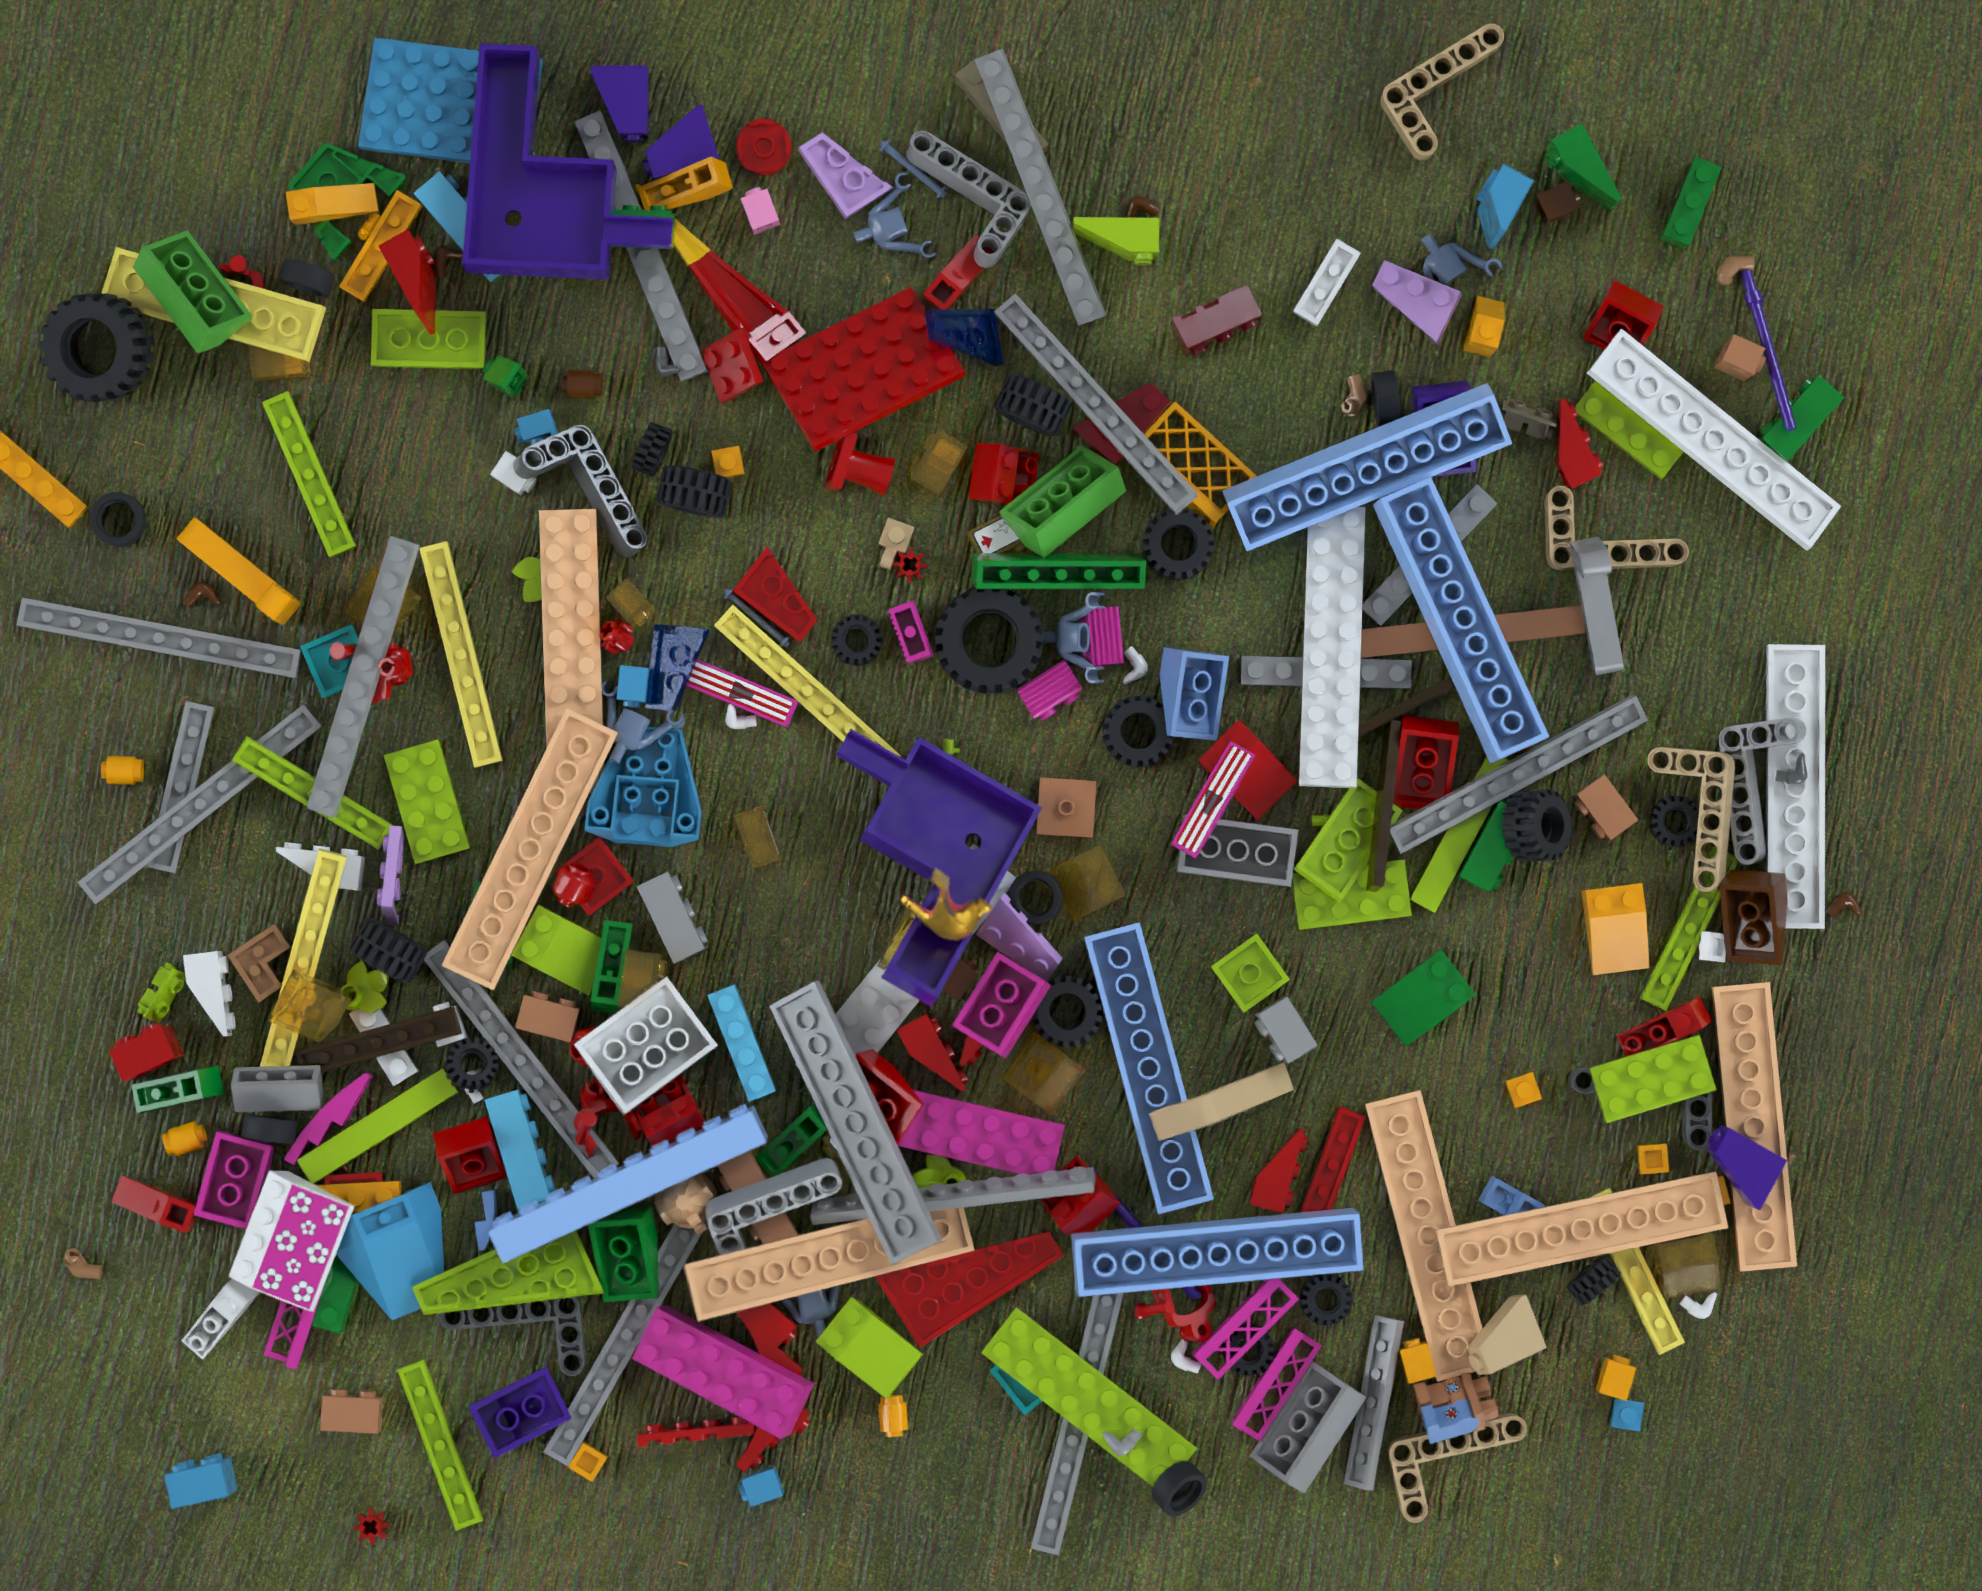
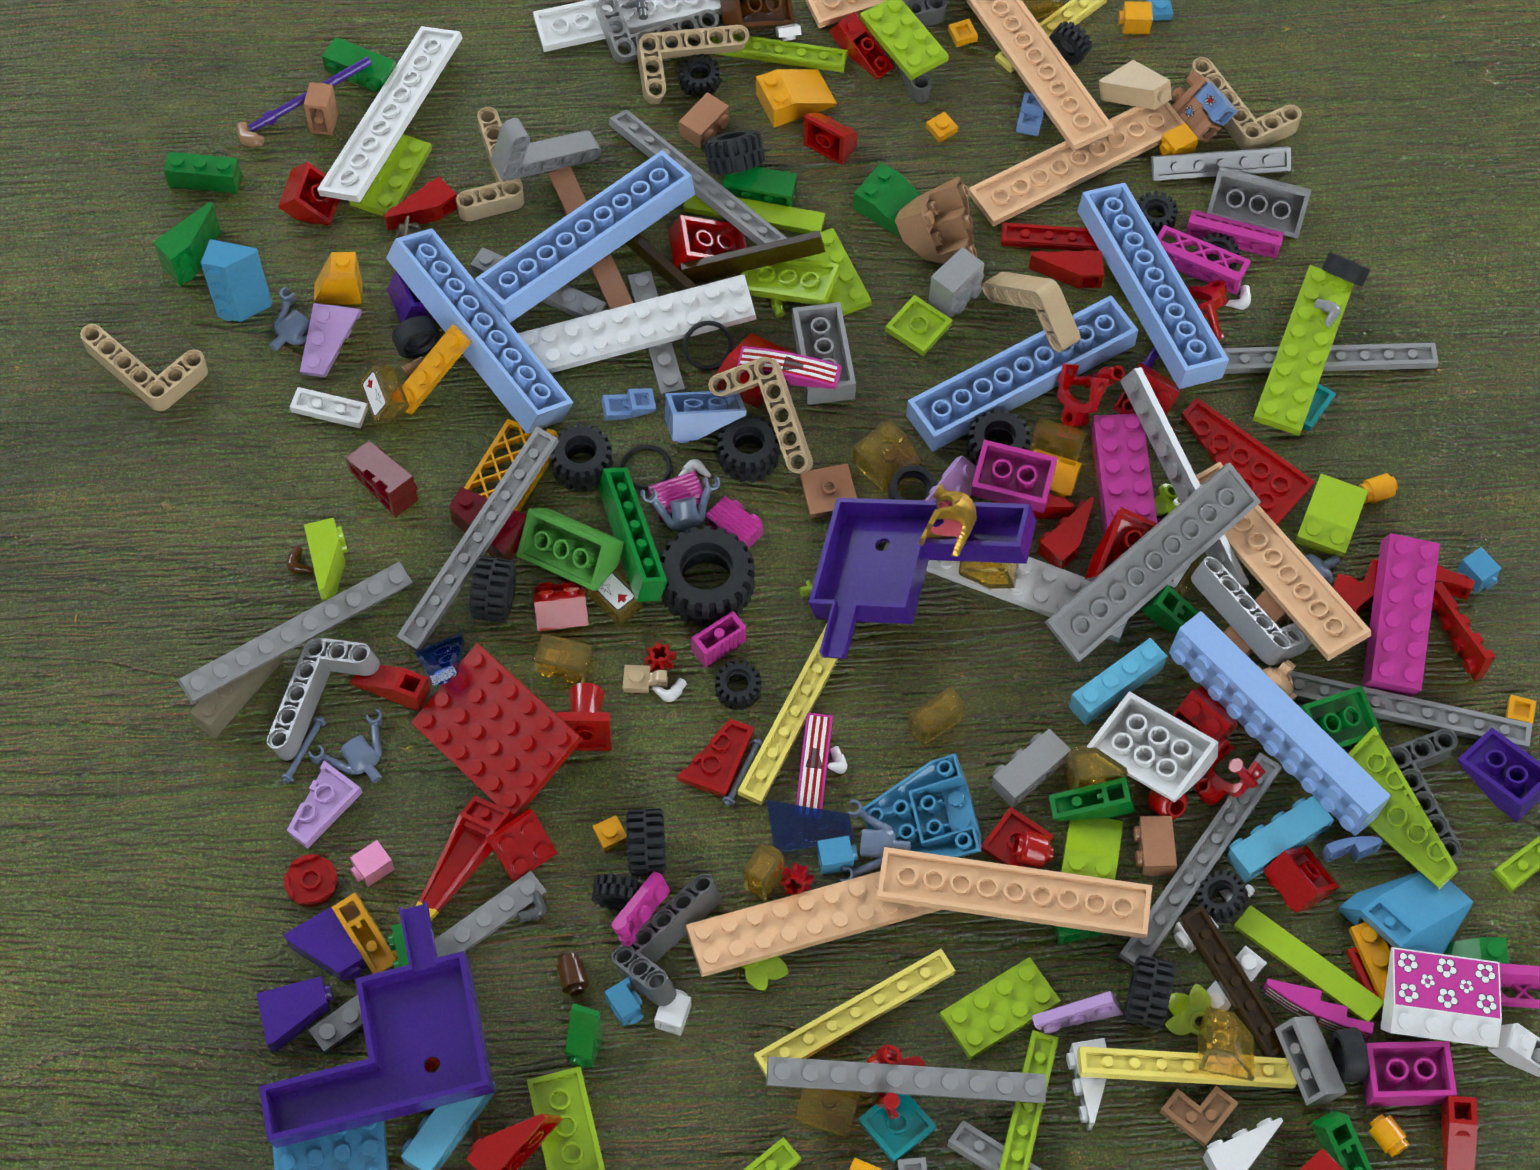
camera: 105 degrees left, 25 degrees down
(622, 466) = (640, 908): none -> dark pink plate
(868, 570) = (671, 694): none -> white animal
(1012, 1070) = (1064, 476): none -> light orange slope
(1082, 1108) = (1076, 412): none -> red piece
(1113, 1160) = (1112, 373): none -> red pin
(1169, 767) = (774, 406): none -> tan beam
(1173, 634) = (648, 447): none -> black tyre
(1239, 616) = (629, 405): none -> medium blue slope
(1303, 723) = (695, 327): none -> black tyre
(1320, 346) = (384, 394): none -> clear yellow brick
(1331, 404) = (434, 366): none -> light orange plate
(1373, 1038) = (938, 222): none -> medium nougat brick
(1538, 950) = (829, 137): none -> red slope

